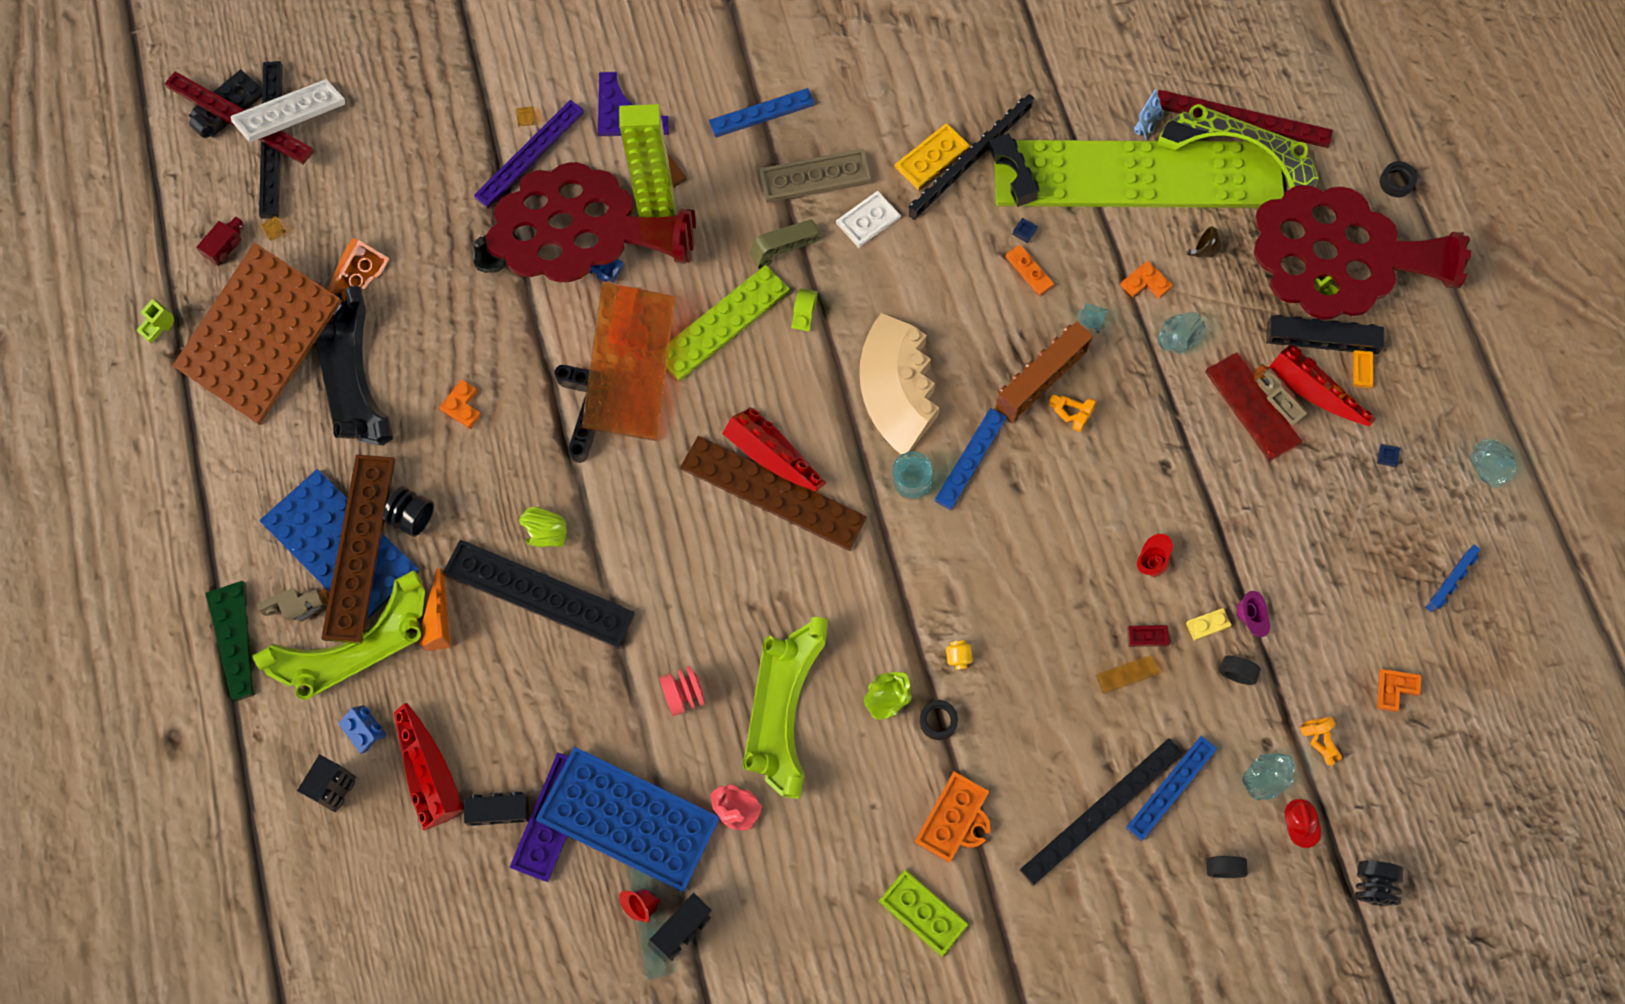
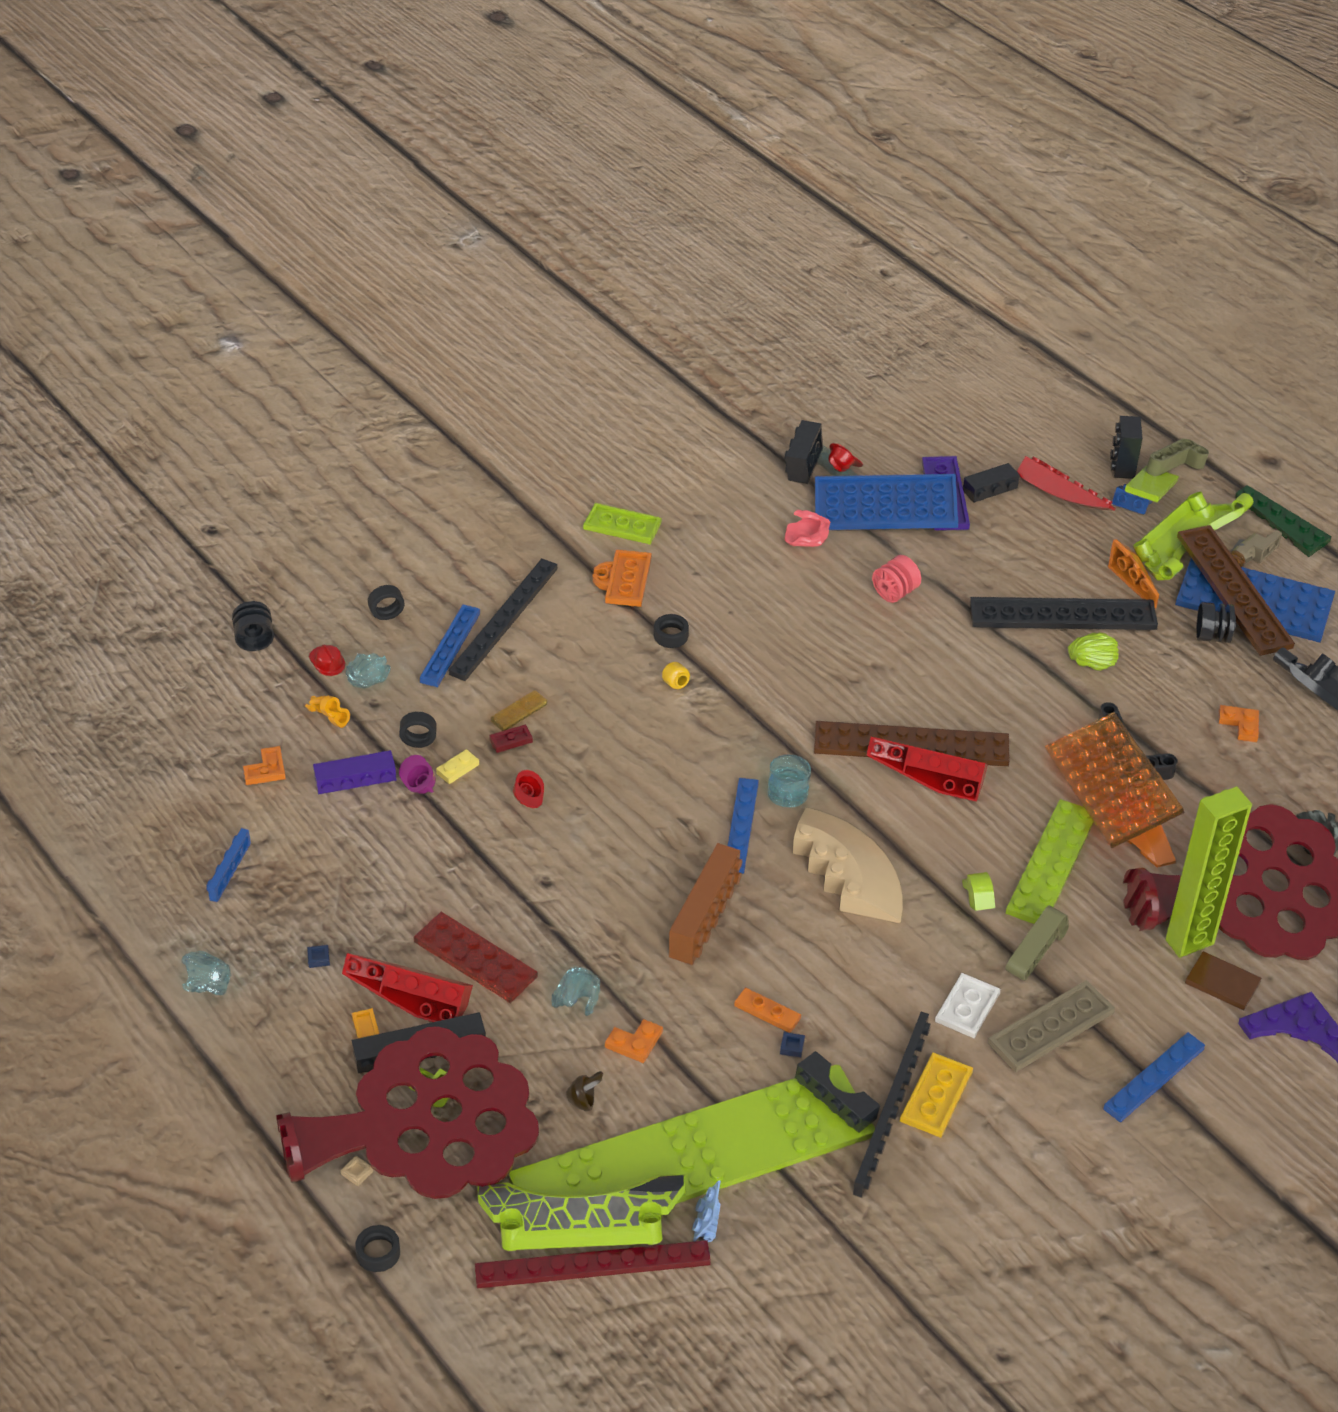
camera: 155 degrees right, 25 degrees down
(283, 761) = (1176, 454): none -> olive beam
(333, 729) = (1151, 486): none -> lime tile
(779, 682) = (811, 594): lime panel -> none
(887, 695) = (722, 629): lime hair -> none
(1080, 419) = (679, 893): light orange piece -> none
(1092, 316) = (679, 980): clear light blue brick -> none
(1279, 394) = (453, 965): dark tan plate -> none
(1312, 647) = (354, 772): none -> dark purple brick

